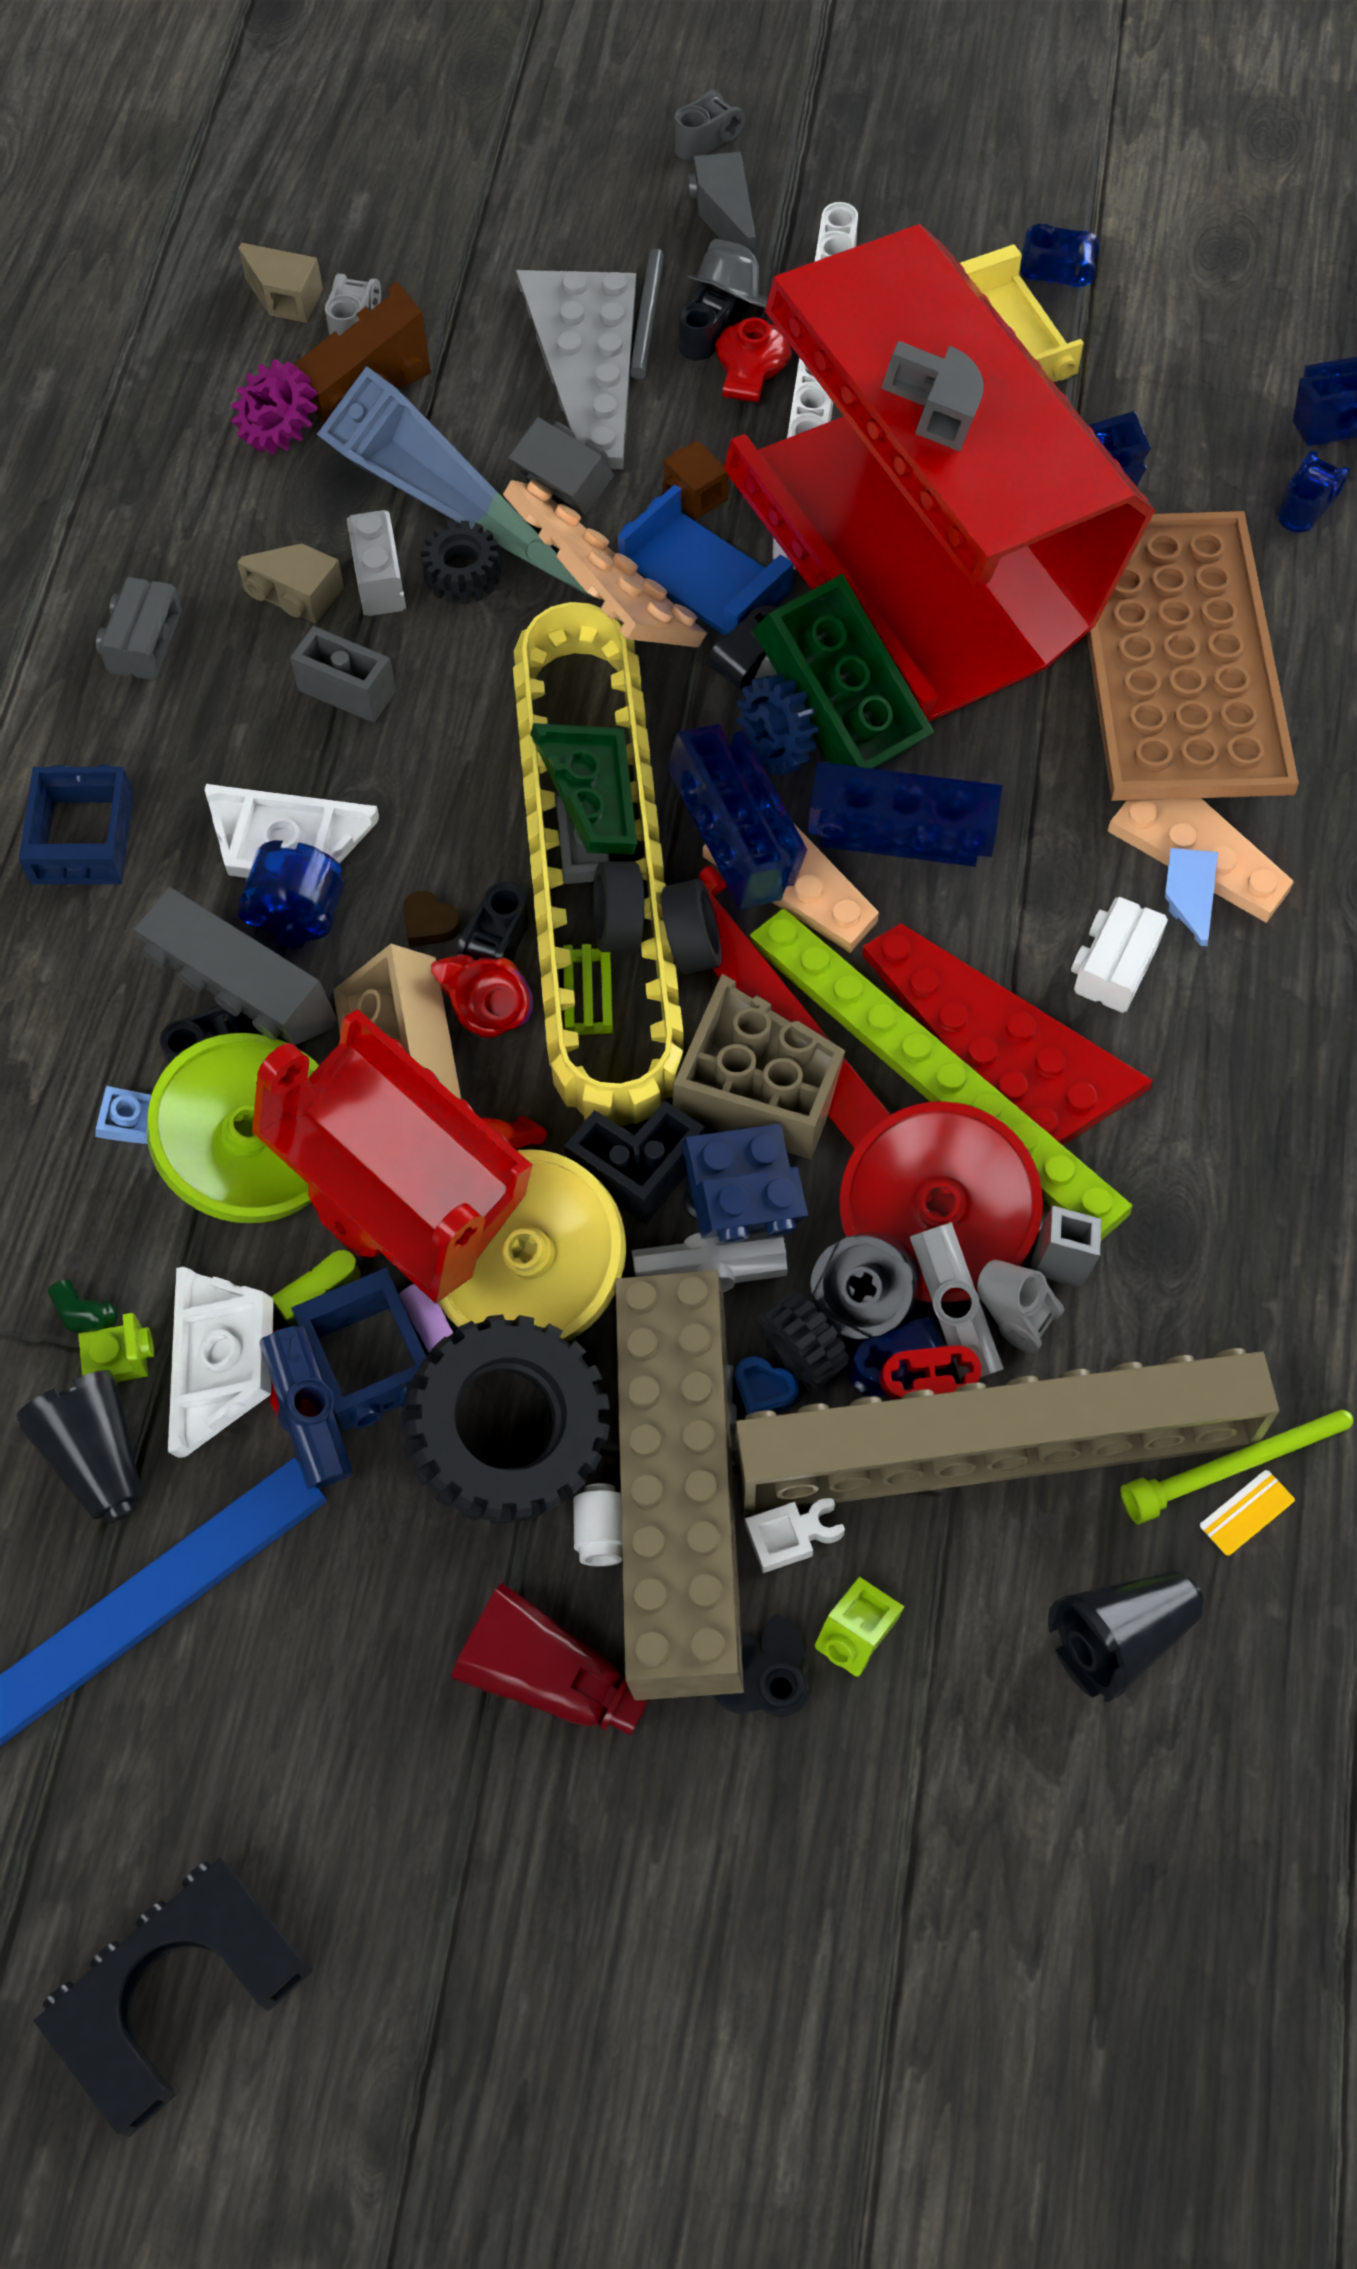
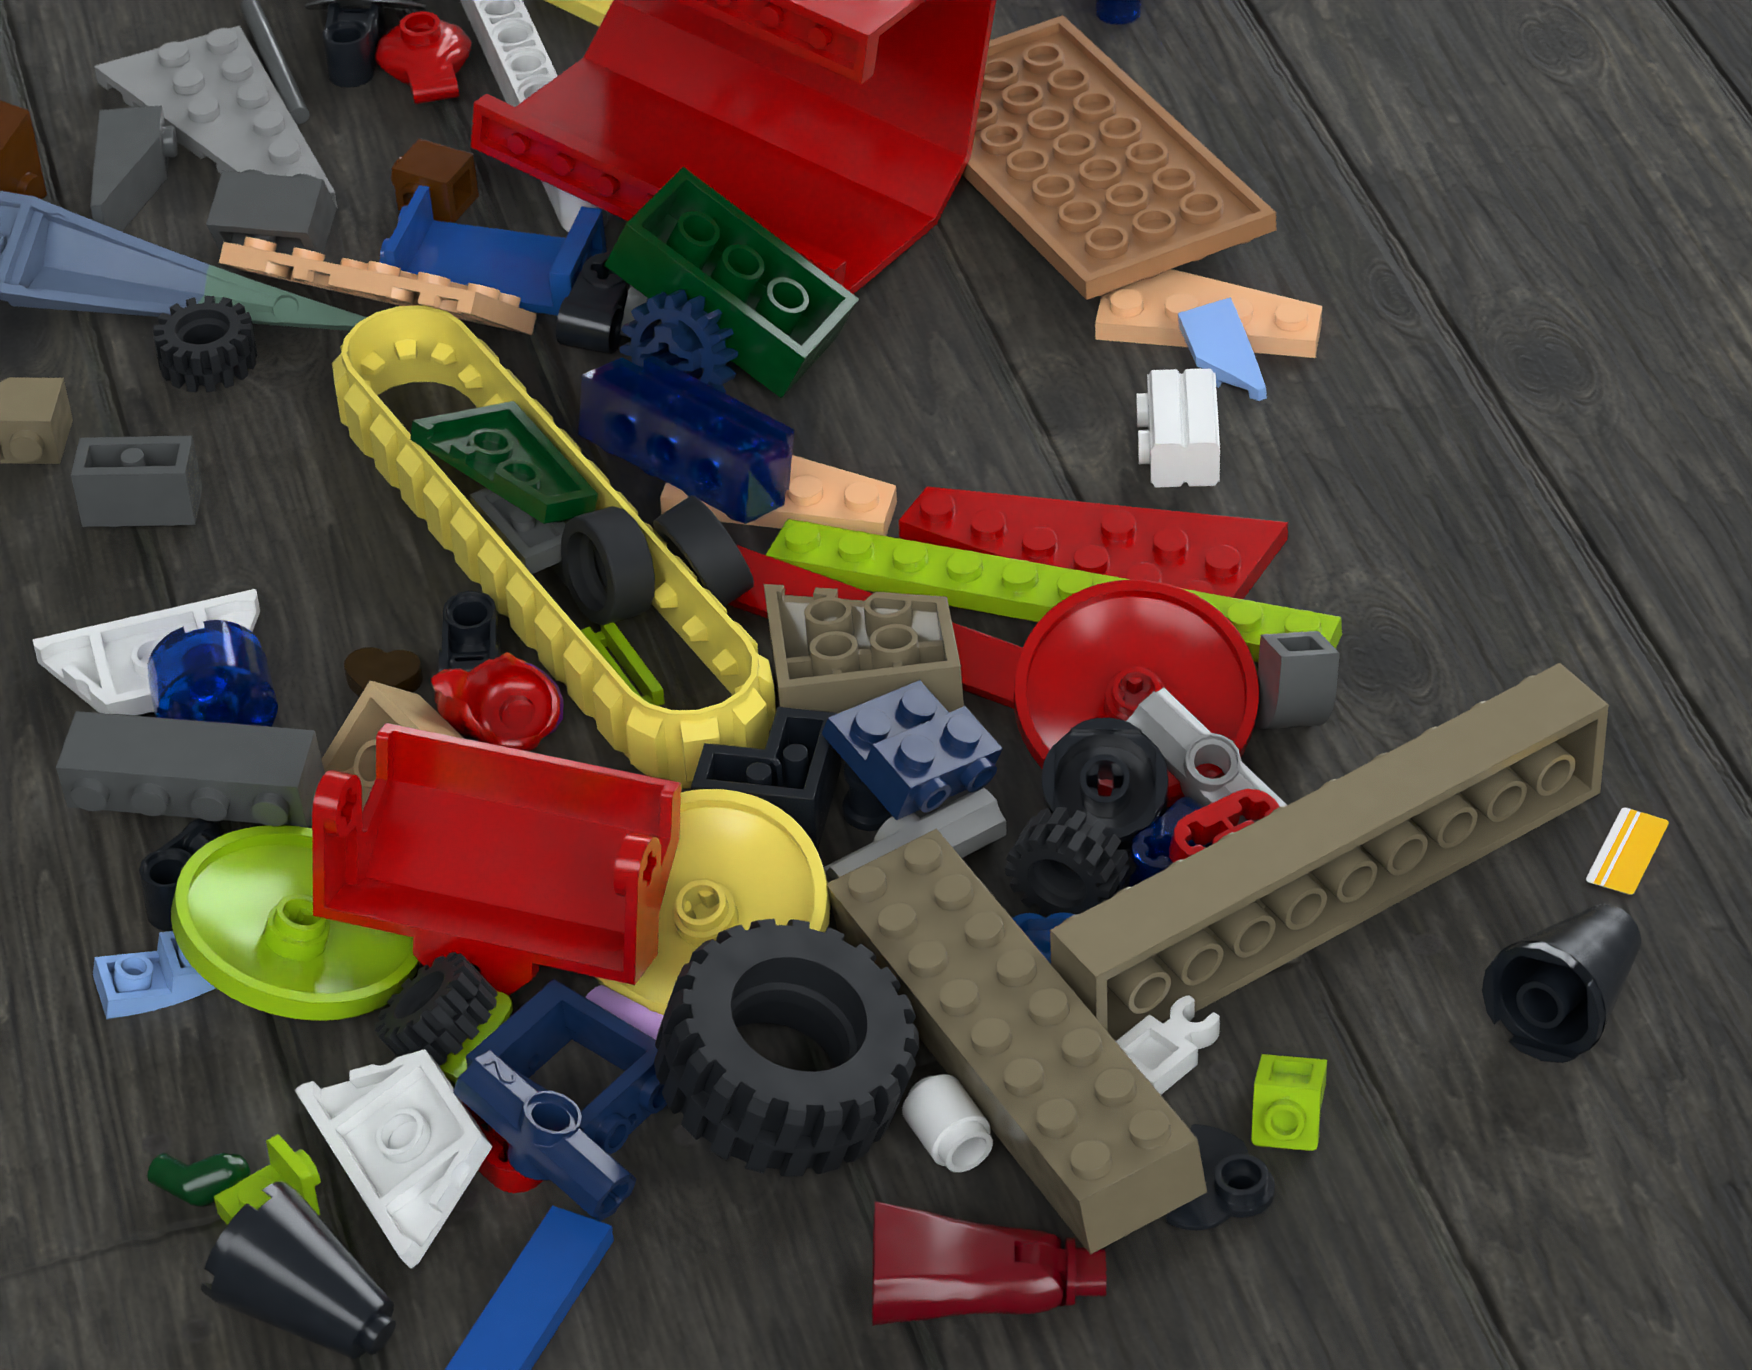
camera: 25 degrees left, 20 degrees down
(294, 1255) = (437, 1009): none -> black tyre
(376, 563) = (106, 373): light grey brick -> none
(488, 377) = (129, 162): none -> dark grey slope
(905, 809) = (894, 389): clear blue brick -> none
(1018, 1303) = (1277, 745): light grey piece -> none
(1146, 1498) = (1519, 869): lime piece -> none

